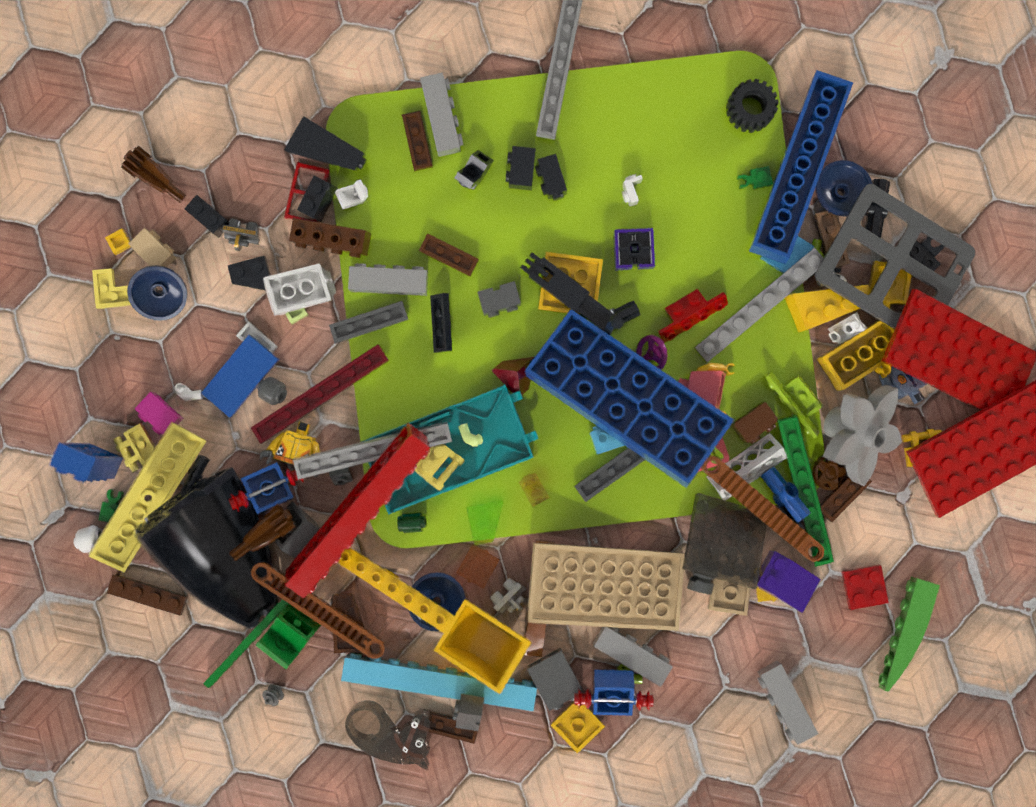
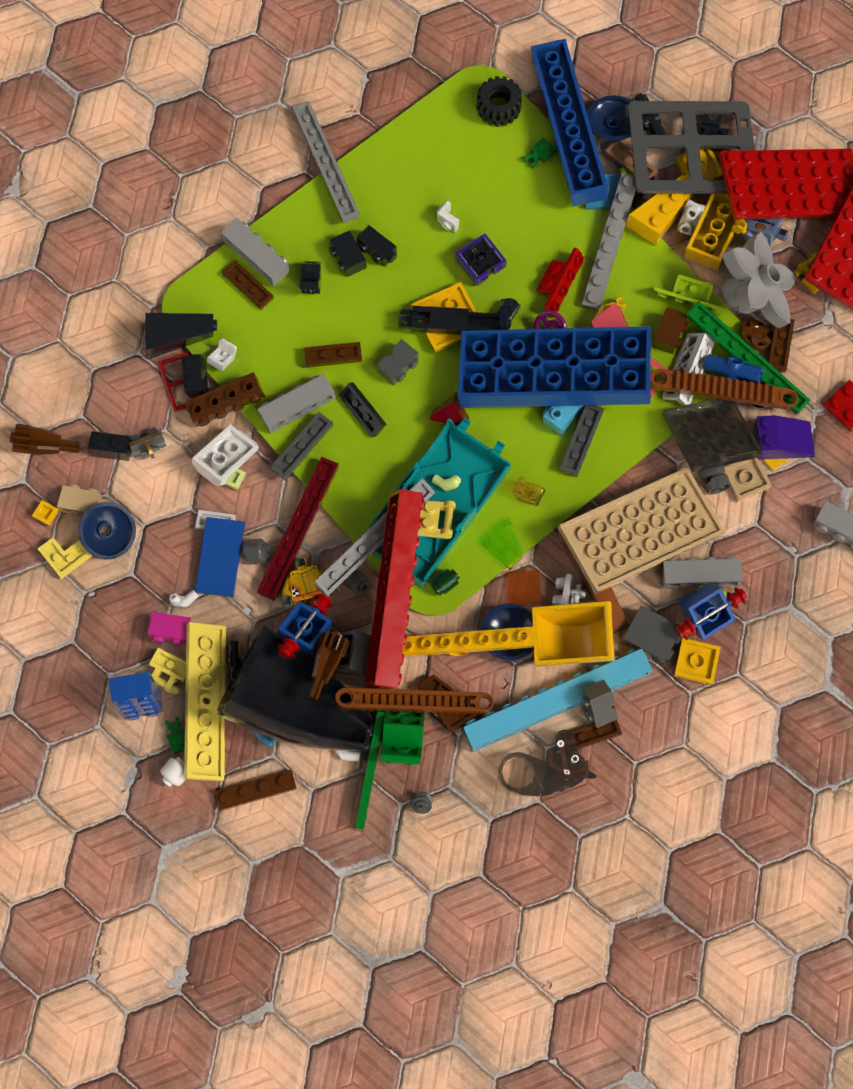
camera: 35 degrees left, 15 degrees down
(249, 273) = (175, 471): black wing -> none

